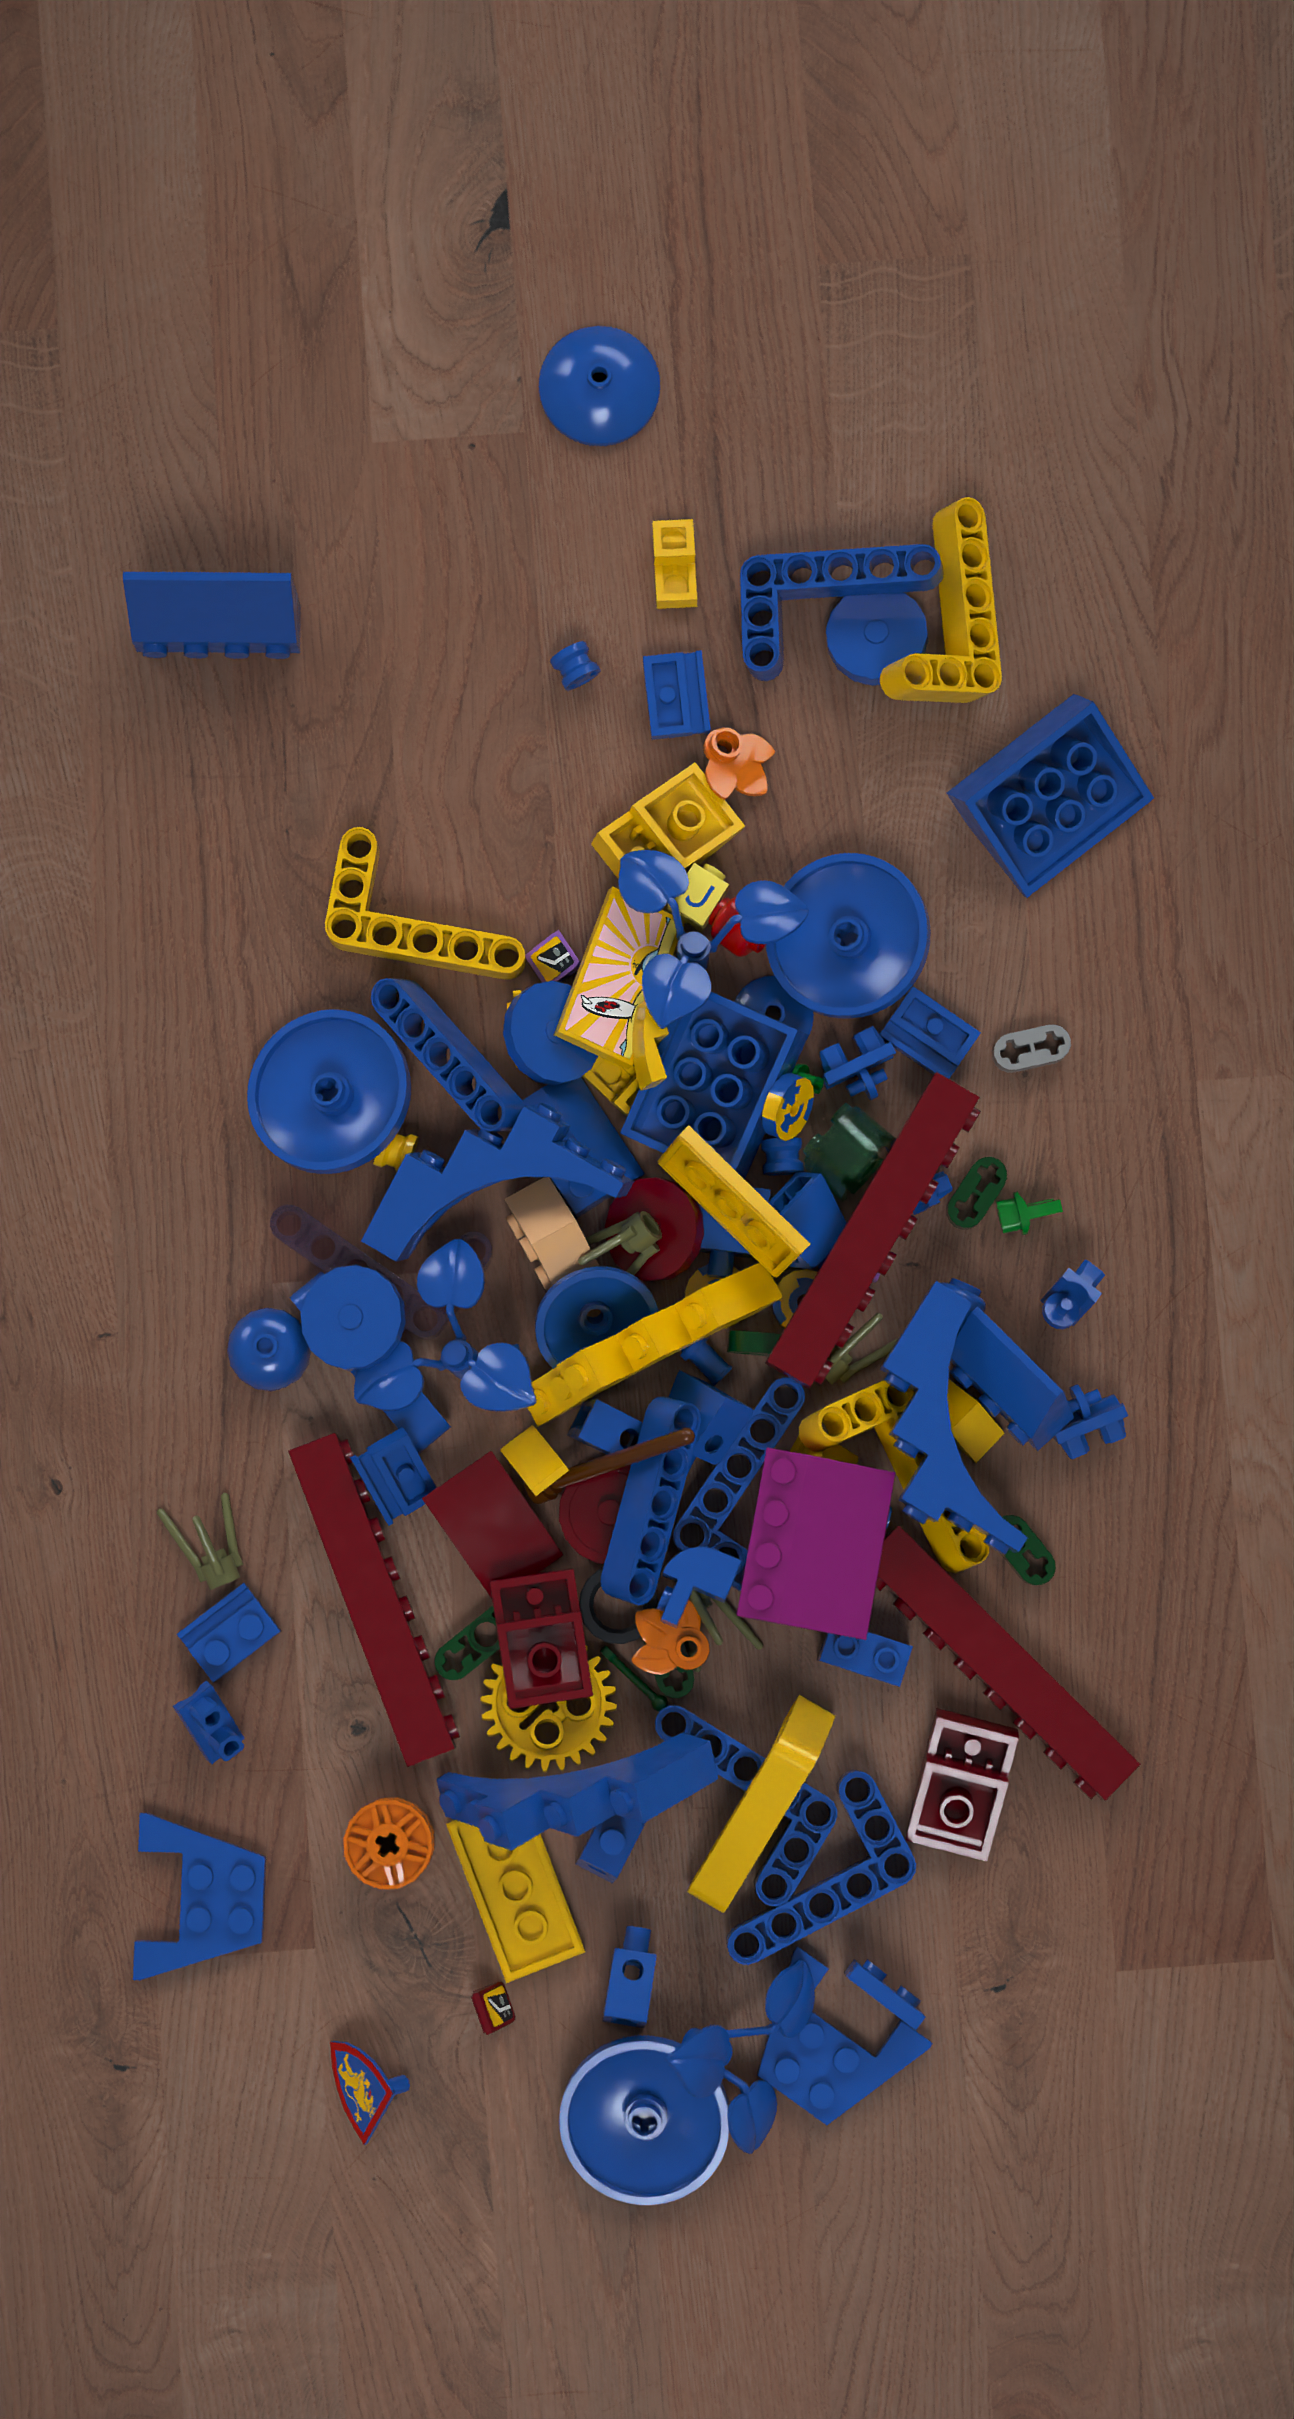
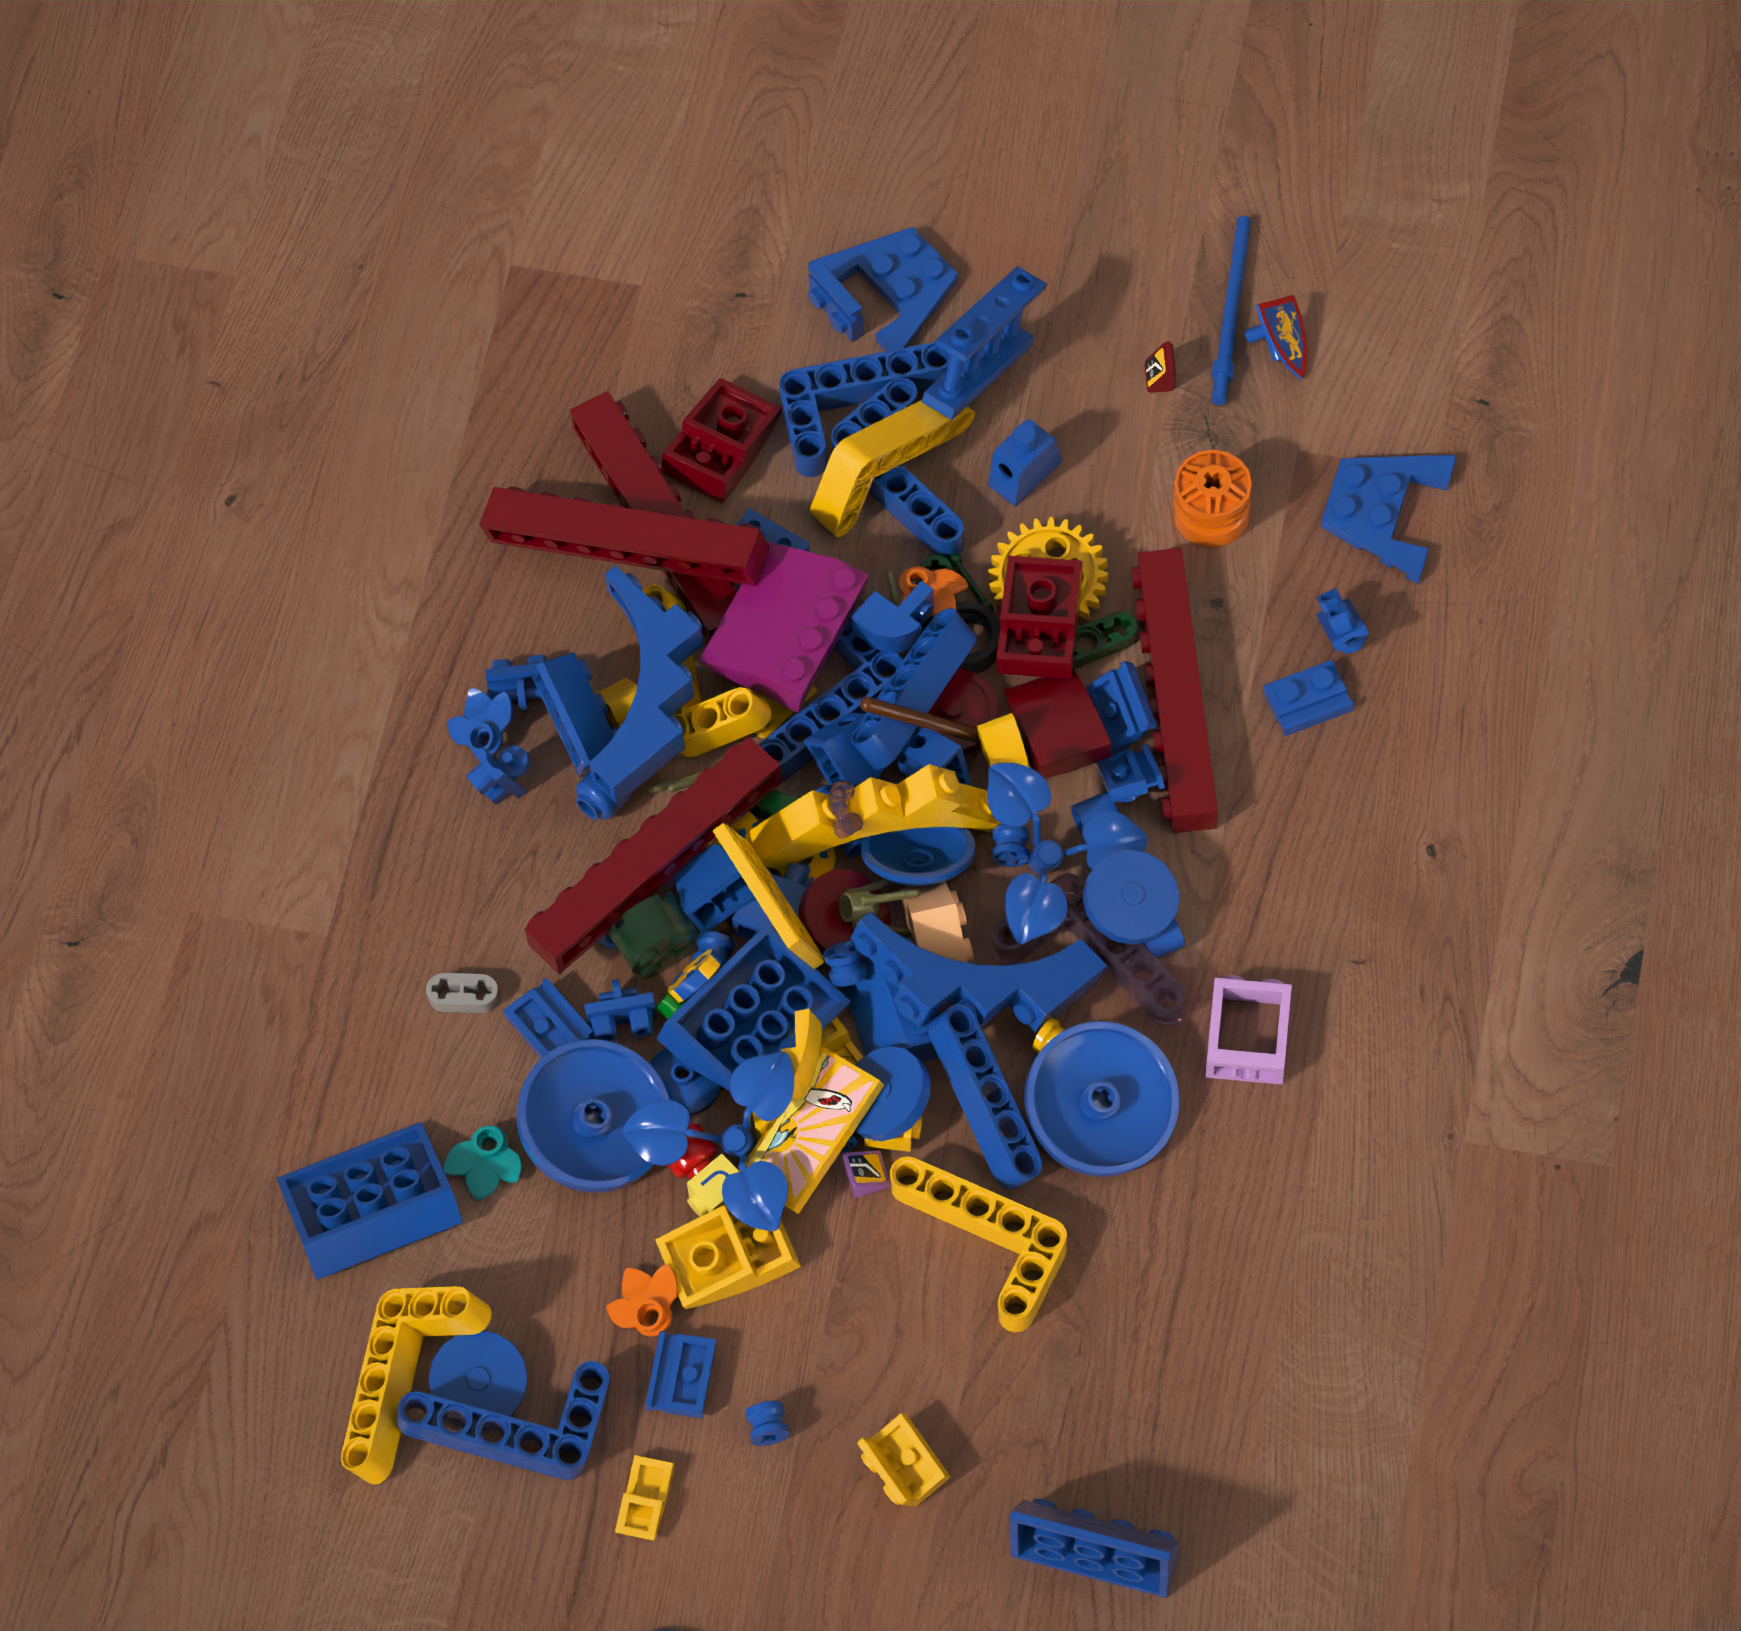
camera: 155 degrees left, 20 degrees down
(192, 1175) = (1243, 1064): none -> lavender window
(217, 1566) = (1305, 749): olive plant -> none
(268, 1349) = (1214, 910): blue cylinder -> none
(423, 2027) = (1224, 367): none -> blue bar
(426, 1558) = (1122, 706): none -> blue plate
(429, 660) = (903, 1462): none -> yellow bracket
(517, 1902) = (1116, 453): yellow tile -> none
(577, 1801) = (1046, 469): blue arch -> none
(628, 1999) = (1041, 352): blue torso -> none
(637, 2126) = (1065, 246): blue dish -> none
(642, 1172) = (845, 964): none -> blue wheel
(688, 1325) = (845, 822): none -> arm
(692, 1958) = (984, 343): none -> blue fence
(706, 2052) = (996, 256): blue plant -> none
(947, 864) = (484, 1167): none -> teal plate
(968, 1187) = (550, 884): dark green beam -> none
(1016, 1214) = (509, 857): green piece -> none
(1025, 1611) = (625, 535): none -> dark red brick
(1036, 1550) = (602, 604): dark green beam -> none
(1115, 1364) = (481, 718): none -> blue plate

